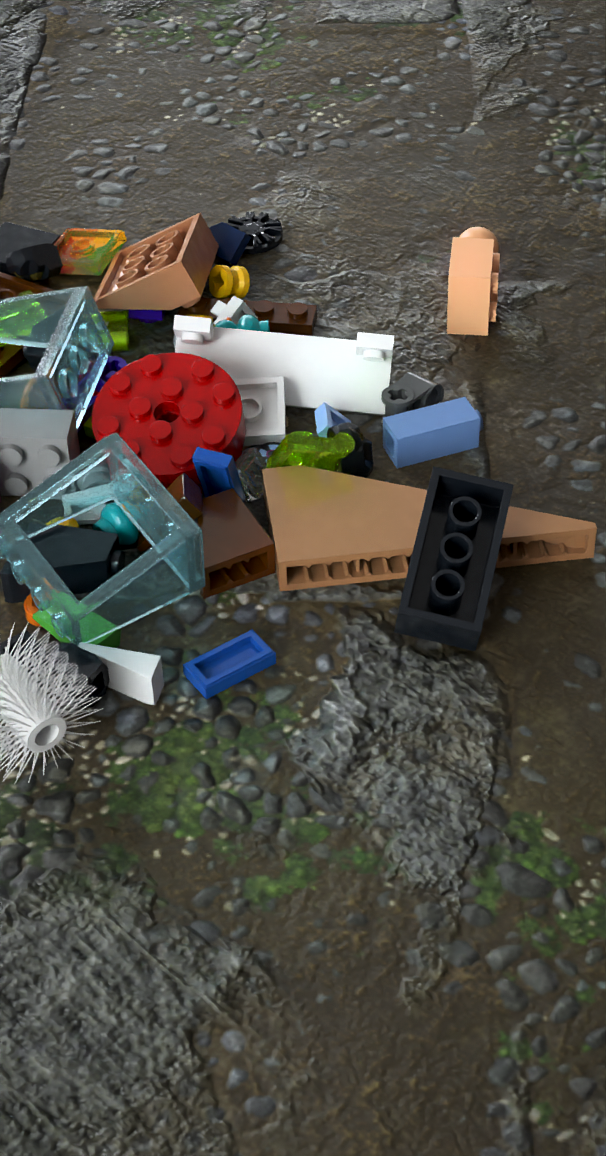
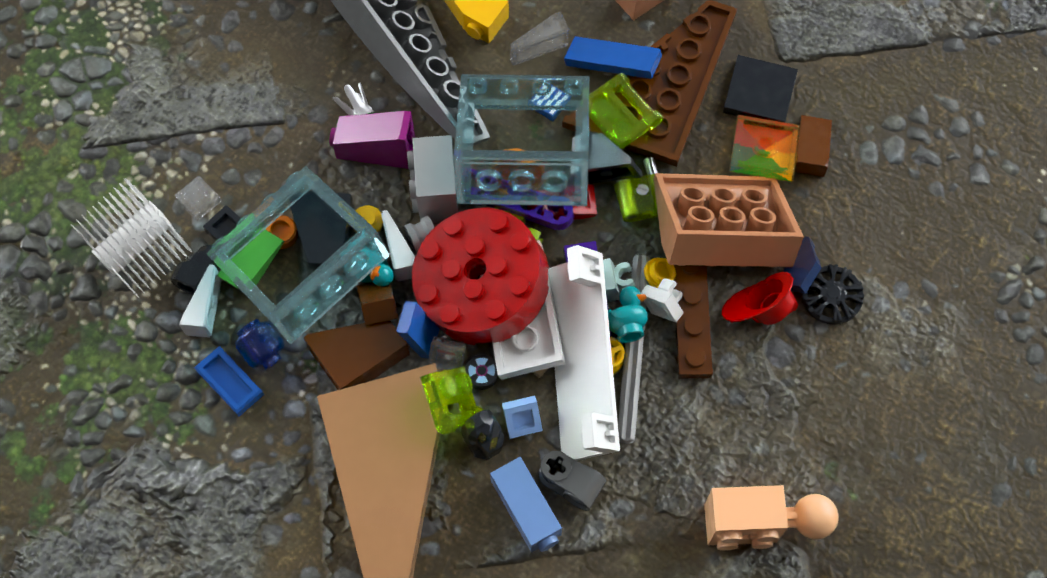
camera: 80 degrees right, 25 degrees up
(35, 262) = (720, 108): black rock -> none
(99, 219) = (813, 146): none -> reddish brown slope
(193, 622) = (259, 344): none -> clear blue head
(229, 281) = (727, 286): yellow wheel -> none
(252, 250) = (763, 302): none -> red piece
(454, 559) = (315, 538): black brick -> none

